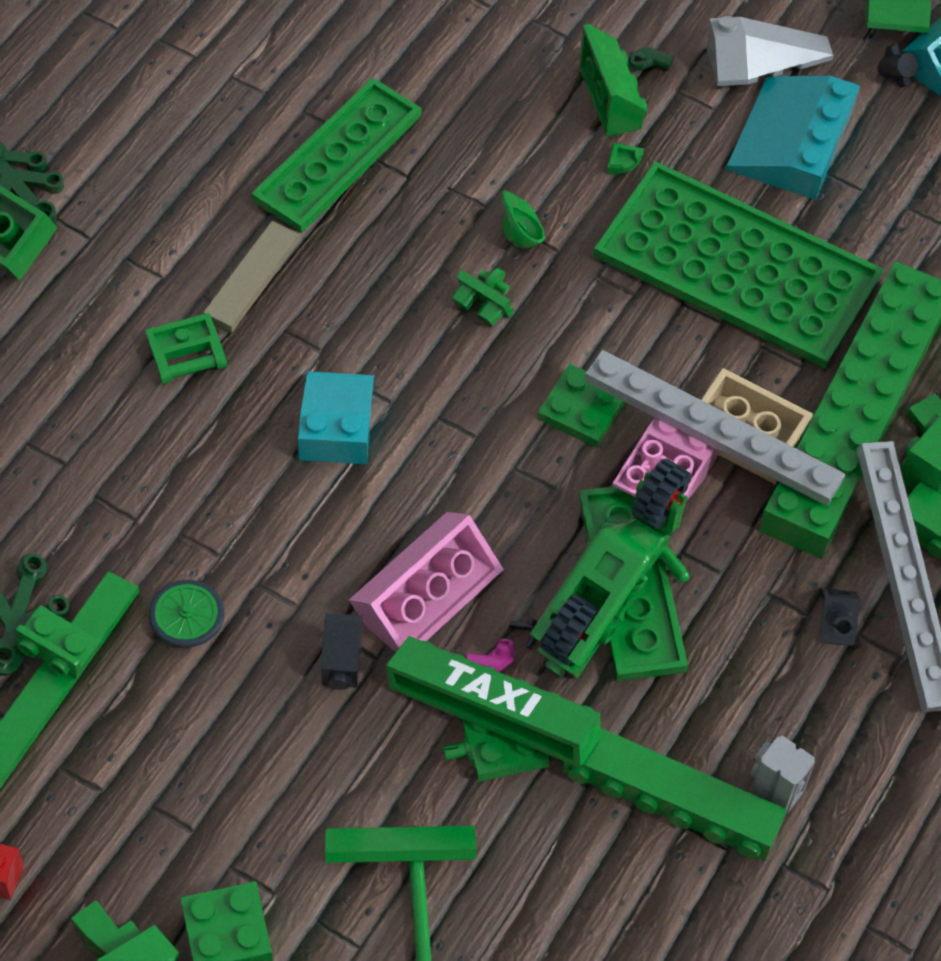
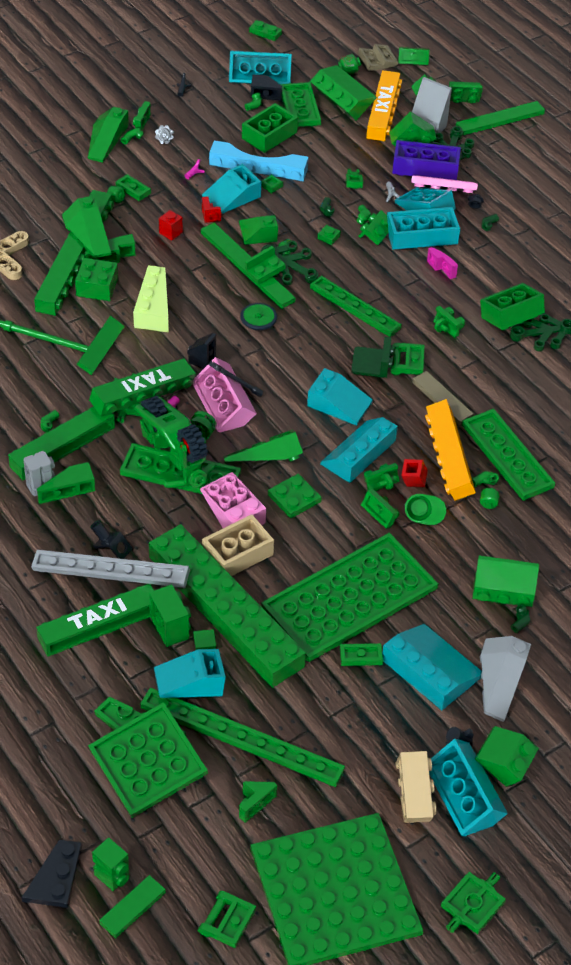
camera: 115 degrees right, 10 degrees down
(67, 320) = (446, 322): none -> green hips
(79, 475) = (355, 306): none -> green tile
(216, 391) = (373, 361): none -> dark green bracket
(237, 802) = (152, 305): none -> yellowish green wedge
(376, 222) = (450, 450): none -> light orange brick
(402, 172) = (485, 478): none -> green arm
(410, 571) = (255, 390): none -> black piece
(434, 345) = (361, 448): none -> teal slope
(448, 149) = (489, 498): none -> green piece
(460, 248) = (414, 473): none -> red brick
(509, 467) = (279, 447): none -> green wedge
(520, 583) = (204, 425): none -> green wheel
(552, 276) = (380, 508): none -> green tile
(623, 158) = (452, 578): green tile -> none
(637, 845) = (46, 421): none -> green arm
(715, 427) = (236, 517): light grey plate -> none
(747, 724) = (70, 482): none -> green slope
(833, 216) = (361, 654): none -> green plate

